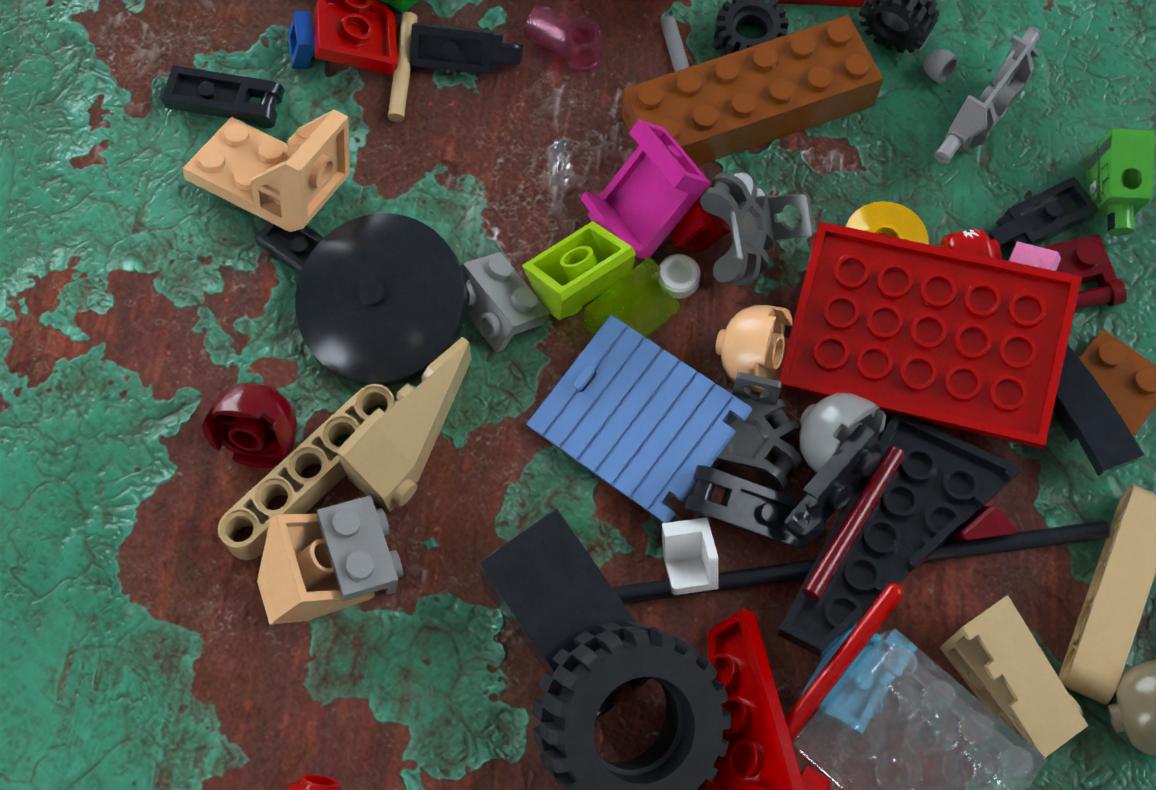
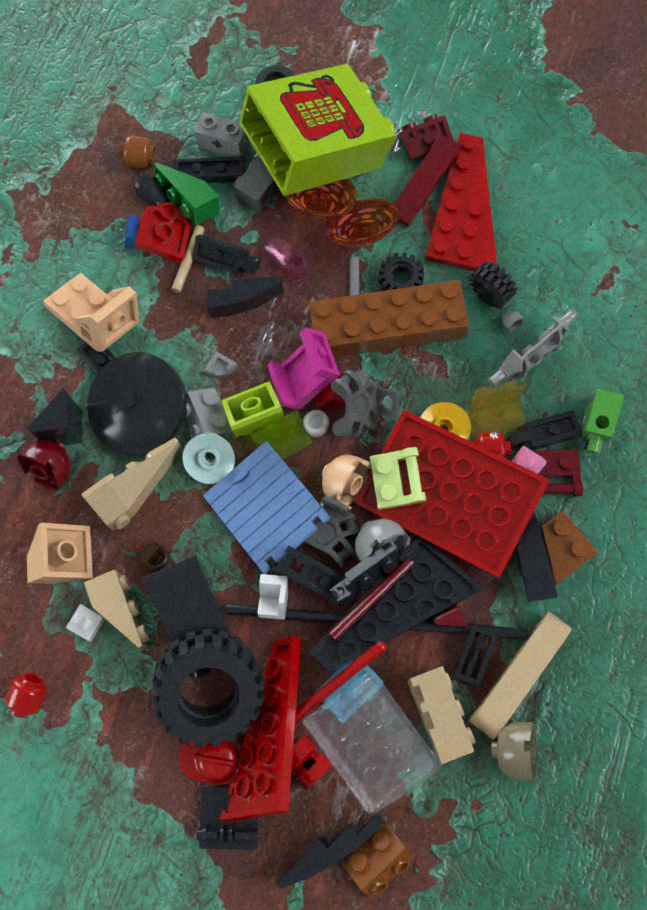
camera: 20 degrees right, 5 degrees up
(222, 95) = (78, 258): black plate -> none
(259, 350) = (59, 421): none -> black slope
(287, 479) = (59, 499): tan beam -> none
(358, 548) = (86, 550): light grey bracket -> none
(382, 671) = (85, 623): none -> white tile
(424, 628) = (111, 600): none -> tan slope
(467, 535) = (151, 555): none -> dark brown tile
(499, 219) = (219, 366): none -> light grey tile
(510, 103) = (243, 296): none -> black slope
(523, 383) = (205, 469): none -> light aqua dish
(827, 334) = (389, 482): none -> yellowish green plate
(958, 193) = (497, 408): none -> clear yellow bracket
(1055, 580) = (486, 657): none -> black tile

